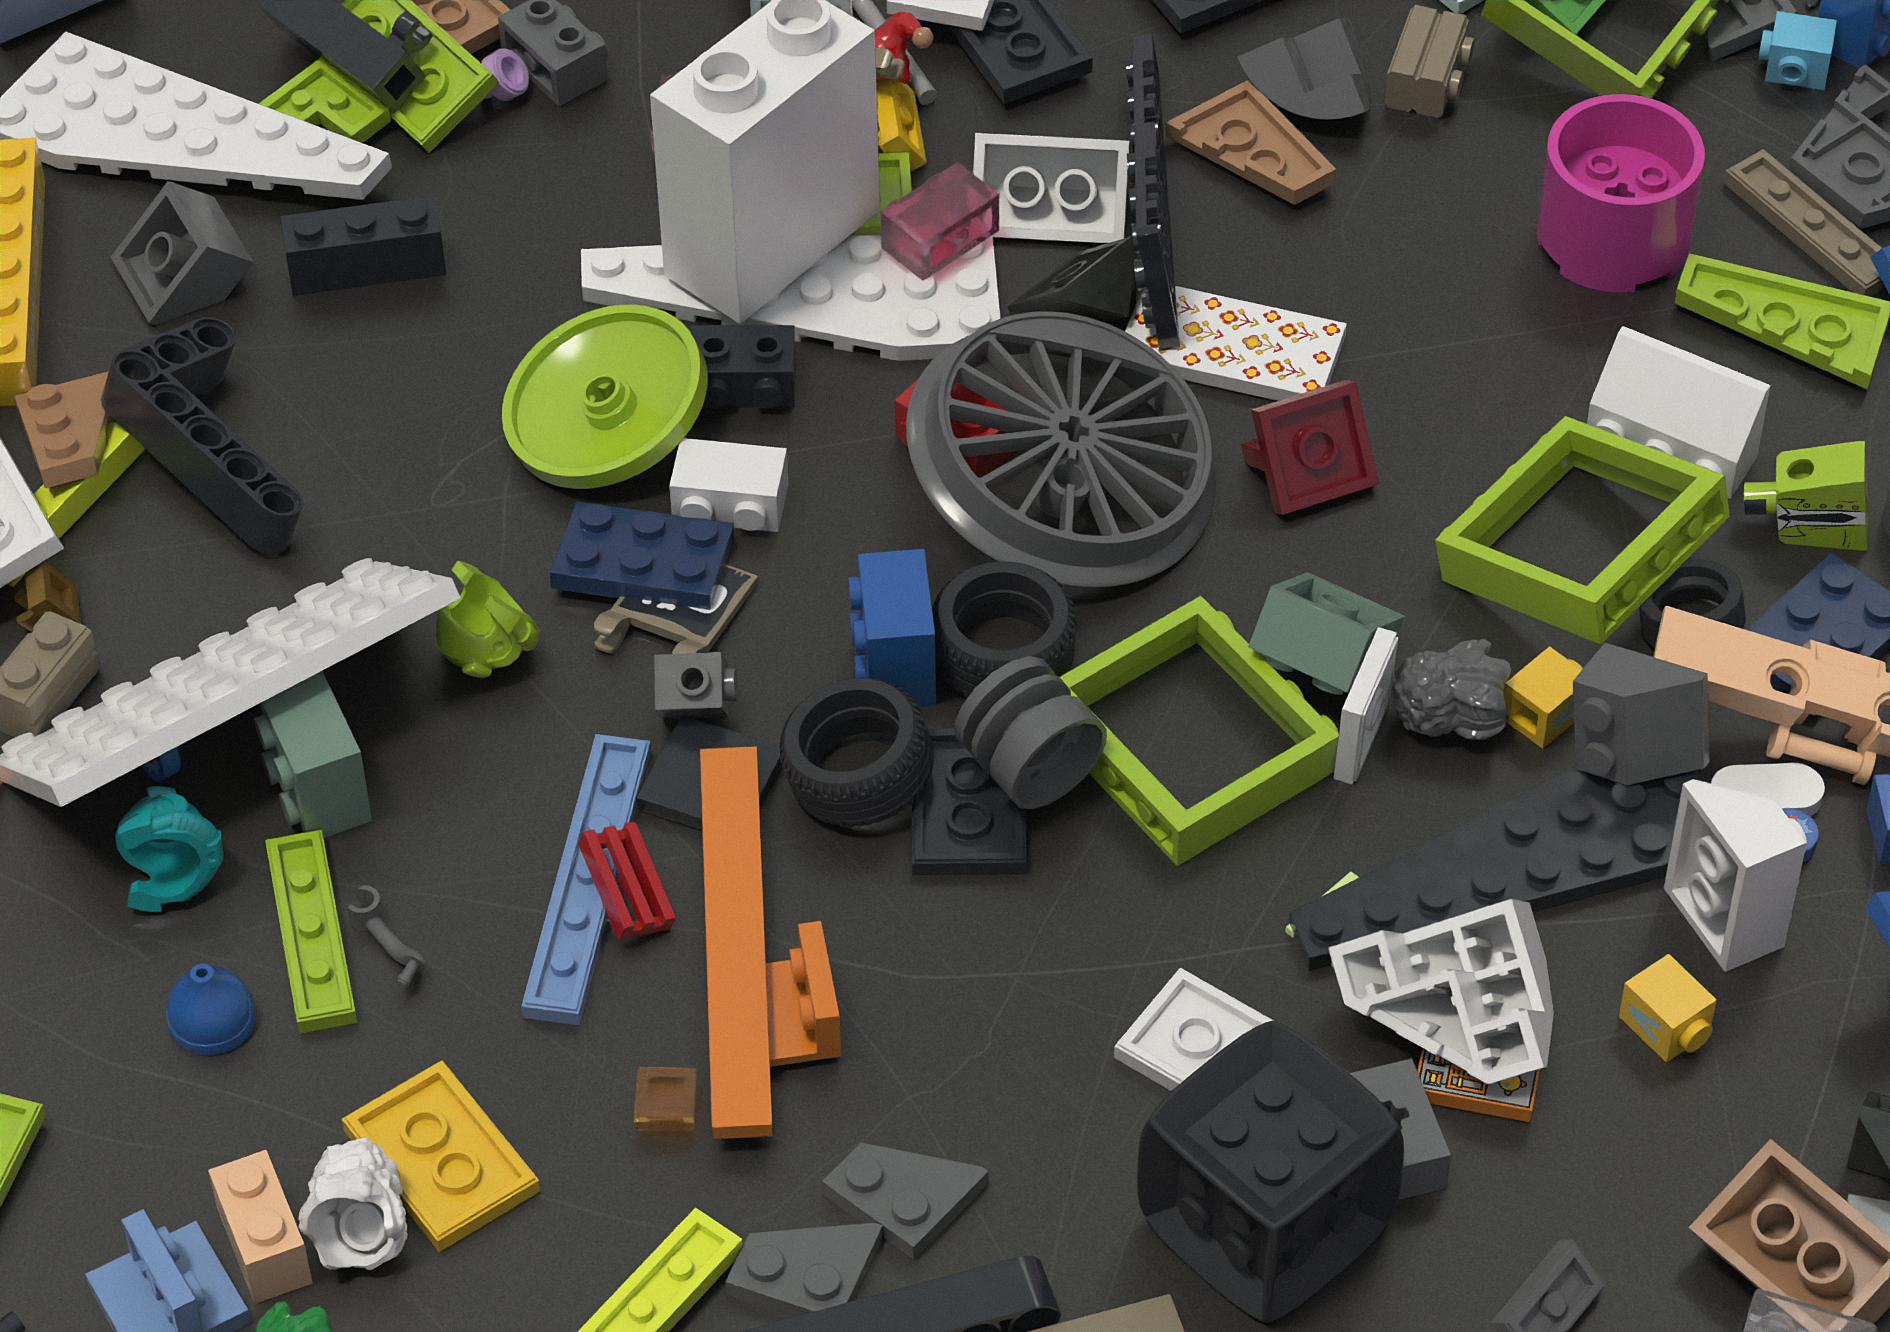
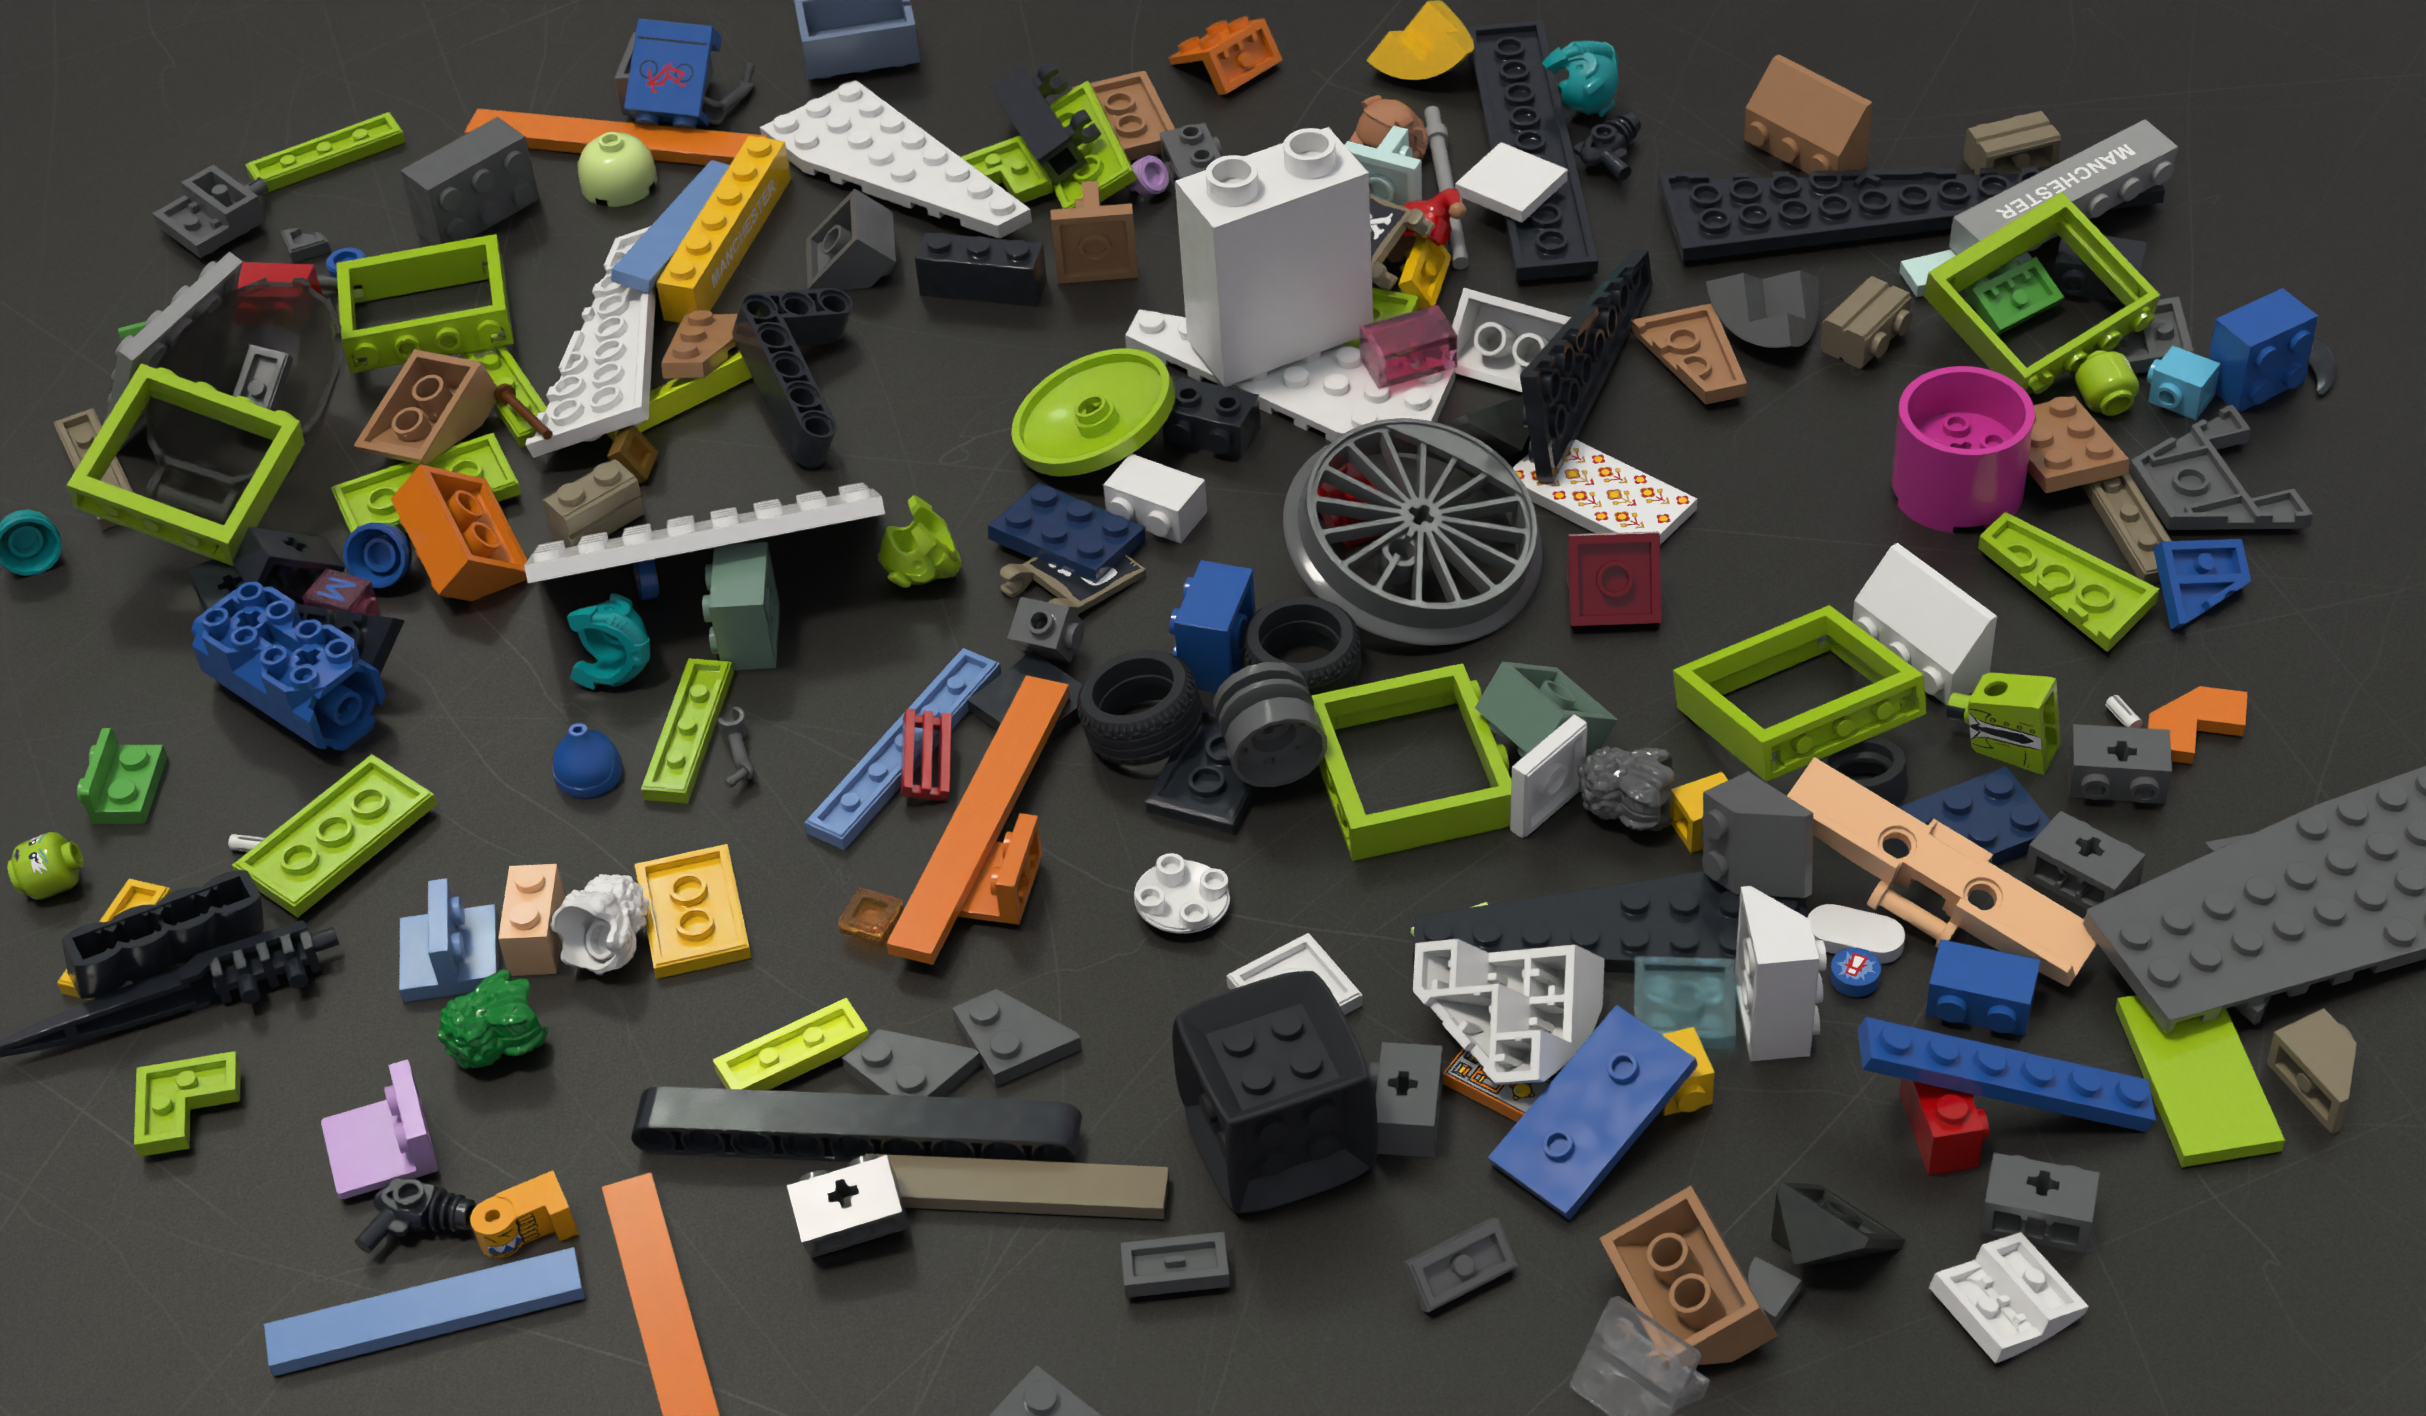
camera: 25 degrees right, 5 degrees down
(492, 174) = (1094, 240): none -> medium nougat bracket
(1013, 965) = (1182, 895): none -> white dish
(1607, 1084) = (1593, 1112): none -> plate
(1629, 924) = (1687, 994): none -> clear light blue plate
(1721, 70) = (2107, 382): none -> lime head
(1736, 162) = (2071, 447): none -> medium nougat plate

